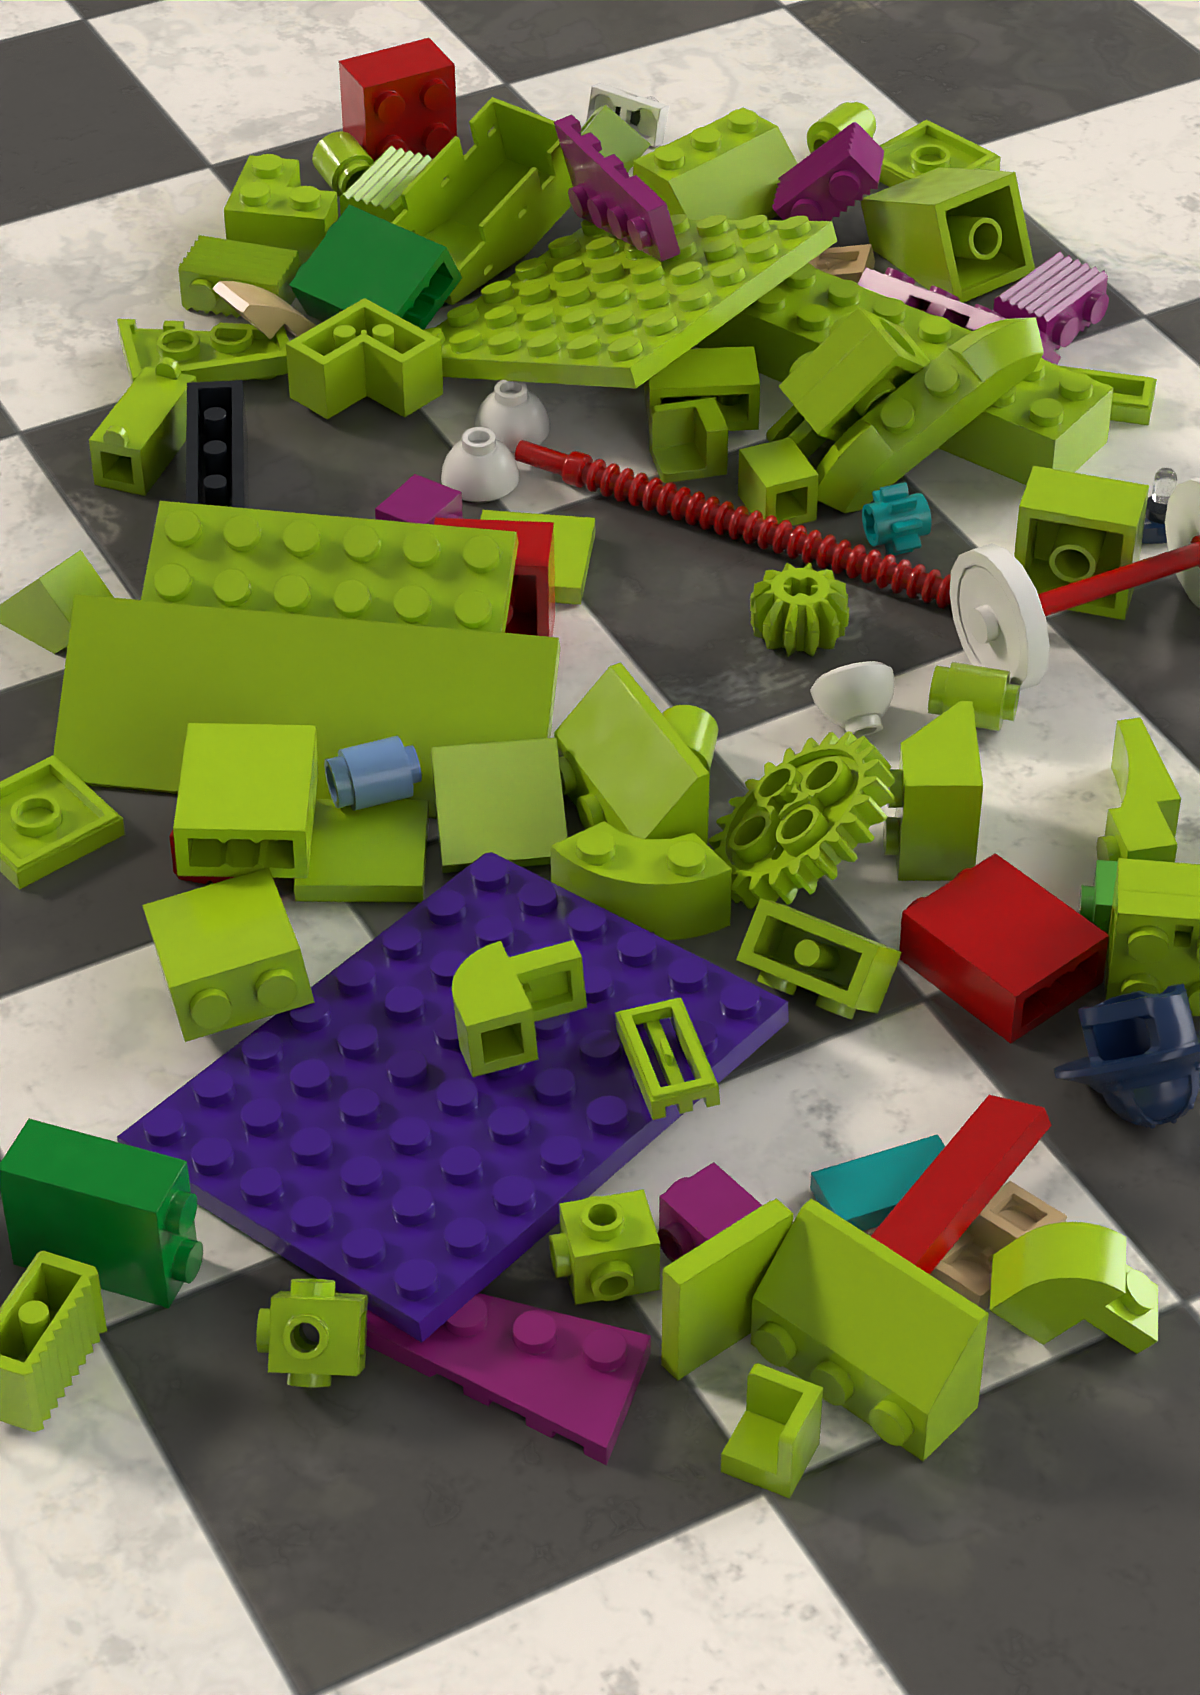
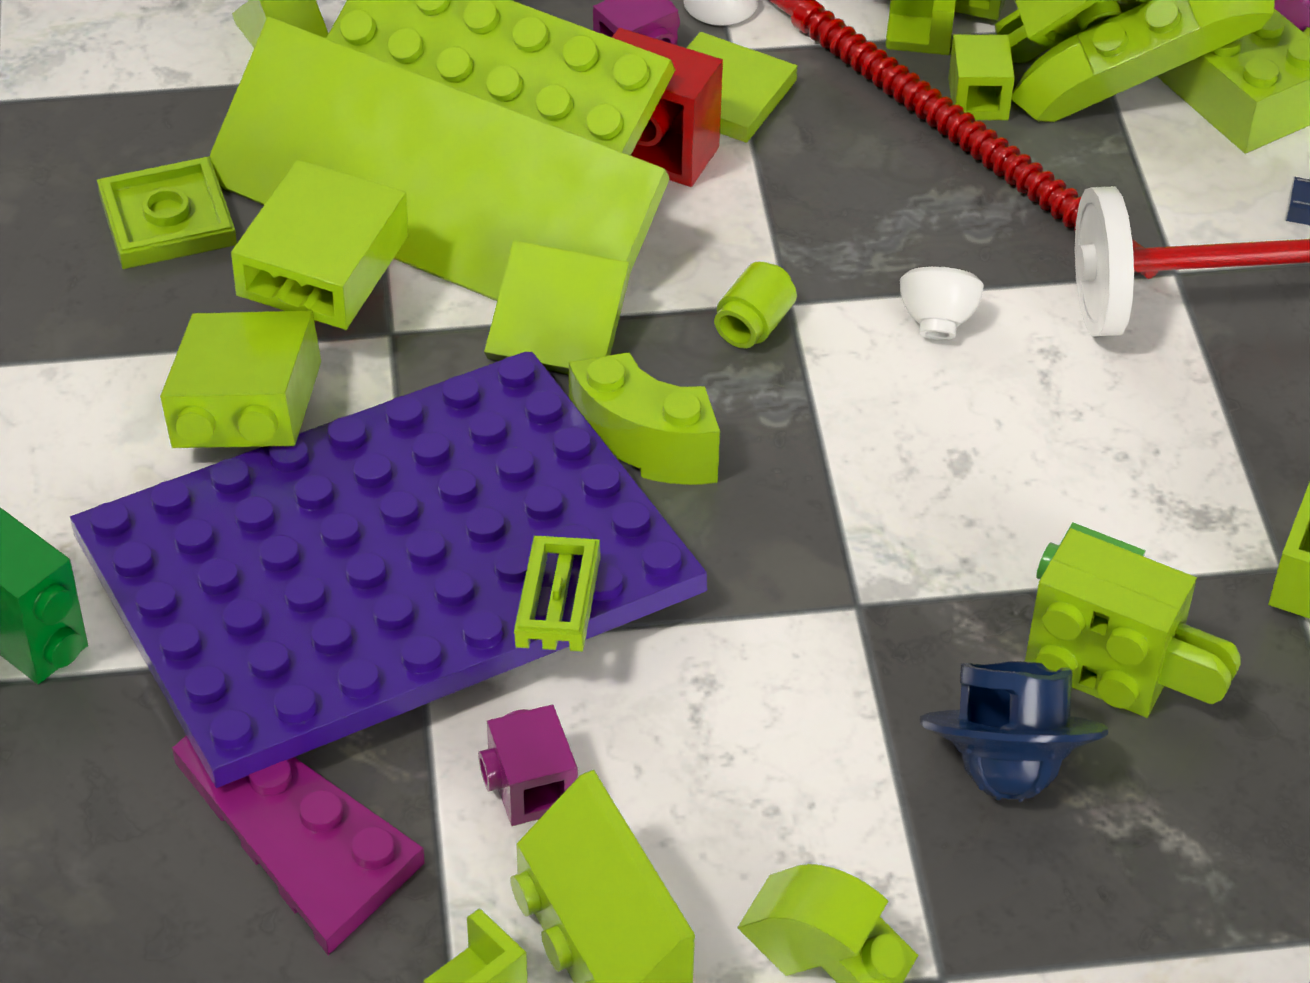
camera: 20 degrees right, 5 degrees up
(341, 1329) = (127, 749): lime brick -> none
(367, 853) = (423, 318): lime tile -> none
(372, 773) = (457, 250): medium blue brick -> none
(504, 996) = (437, 488): lime brick -> none
(607, 1247) = (421, 753): lime brick -> none
(630, 764) = (682, 311): lime slope -> none
(713, 1286) = (477, 823): lime tile -> none
(799, 609) = (935, 201): lime gear -> none
(803, 818) = (811, 403): lime gear -> none
(818, 956) = (763, 539): lime brick -> none
(872, 1185) = (720, 776): teal tile -> none
(896, 519) = (1073, 139): teal gear -> none
(936, 799) = (952, 417): lime slope -> none
(962, 1180) = (760, 804): red tile -> none
(987, 687) = (1052, 328): lime brick -> none
(1003, 947) = (946, 579): red brick -> none
(1003, 1220) = (808, 839): tan slope -> none
(1078, 529) = (1227, 193): lime brick -> none
(1150, 802) = (1155, 488): lime slope -> none

